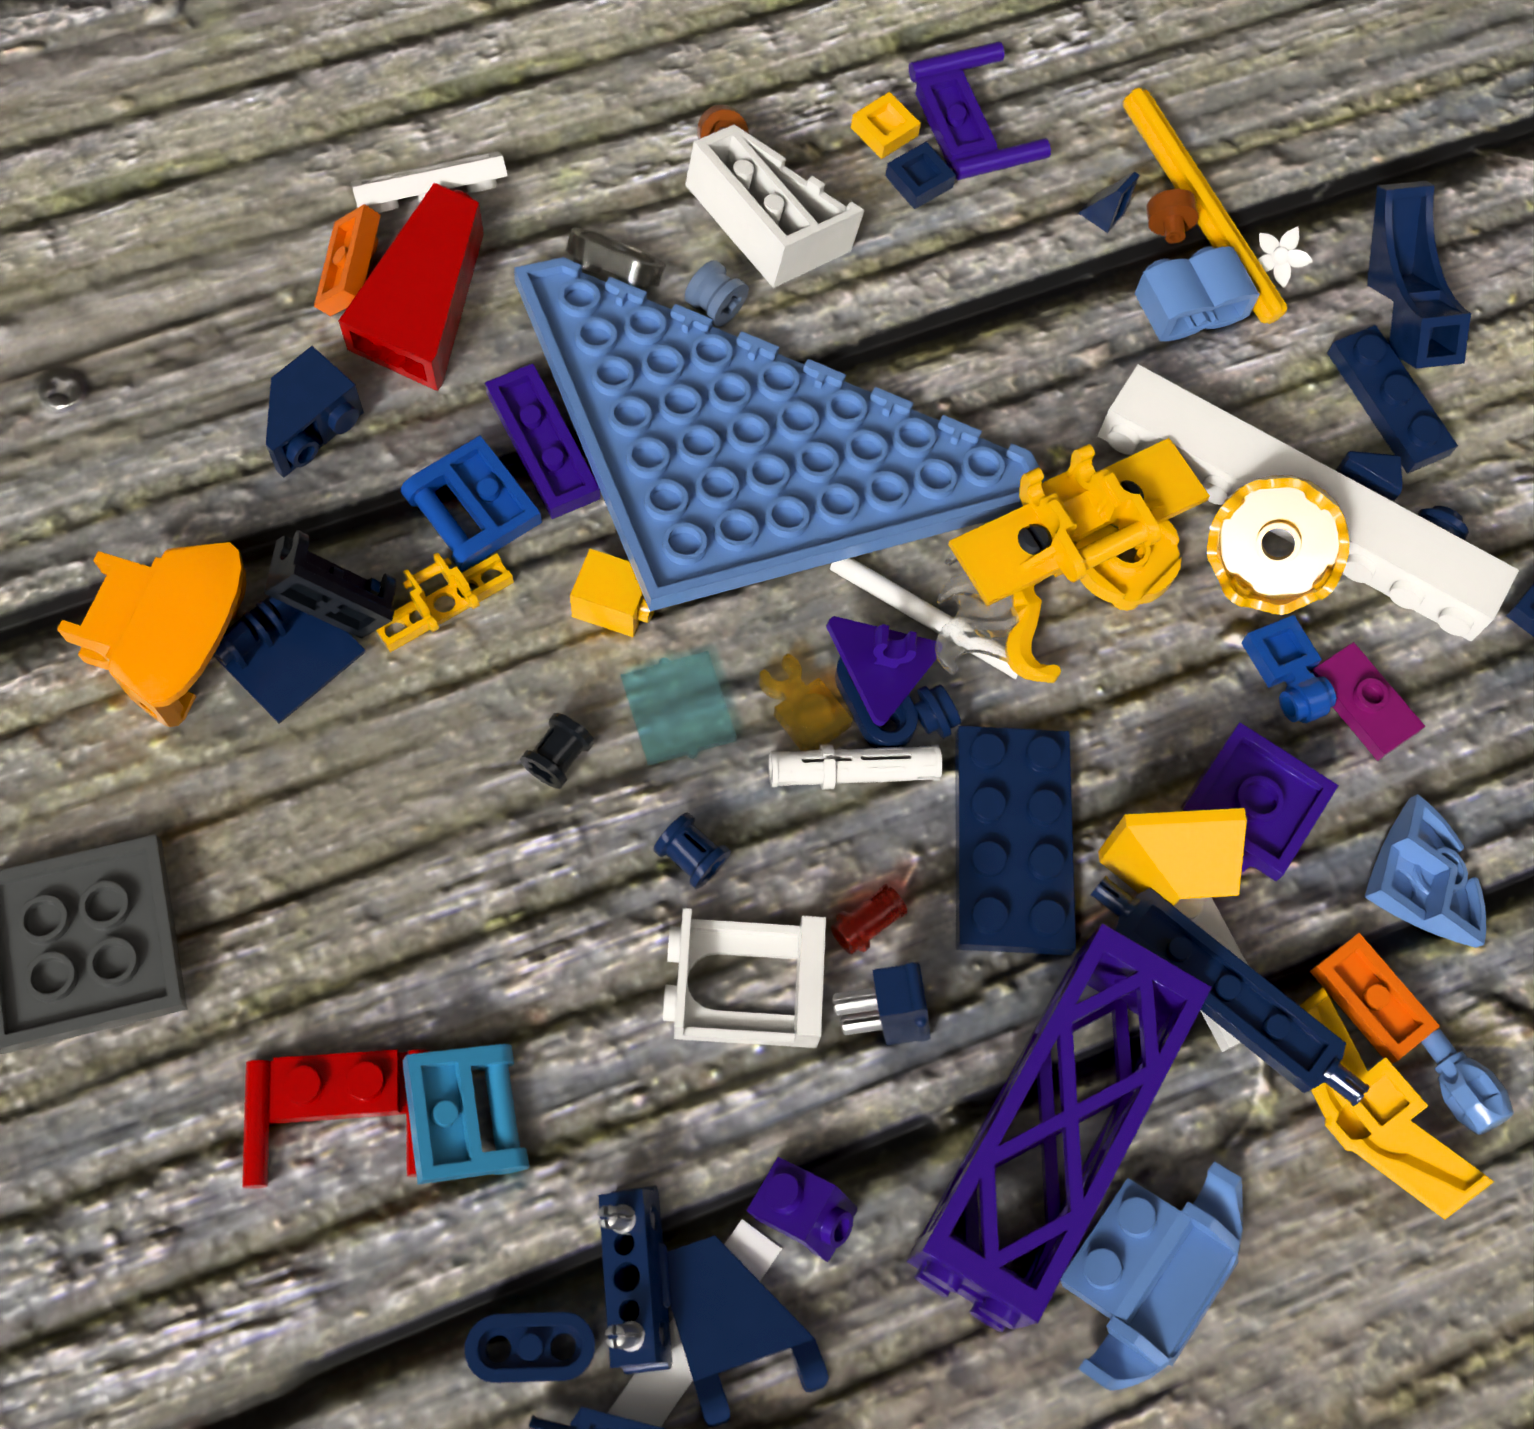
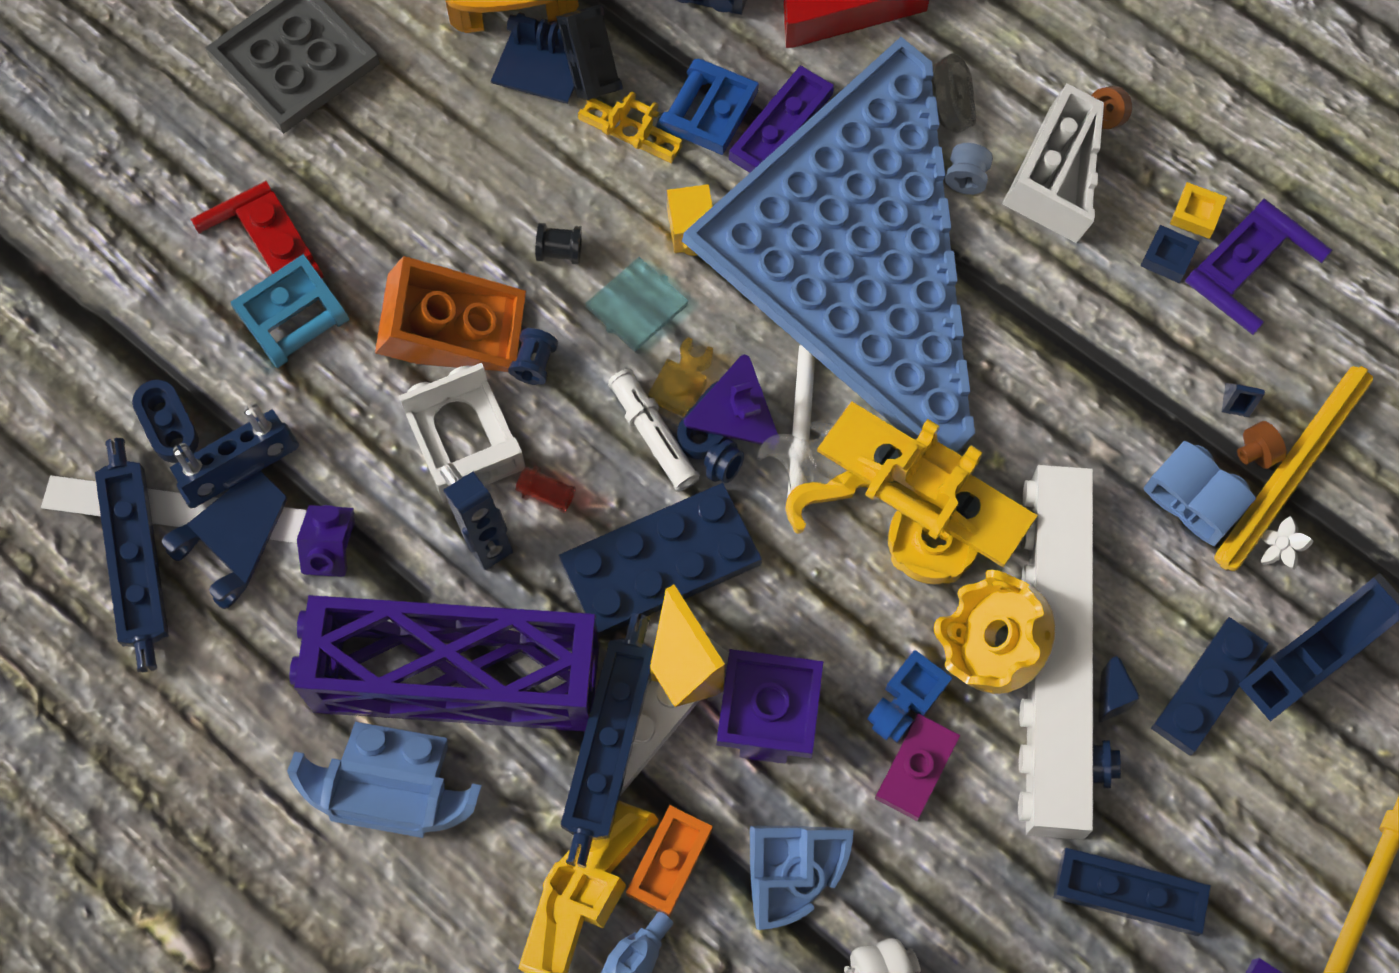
camera: 70 degrees right, 0 degrees up
(585, 925) = (449, 318): none -> orange slope

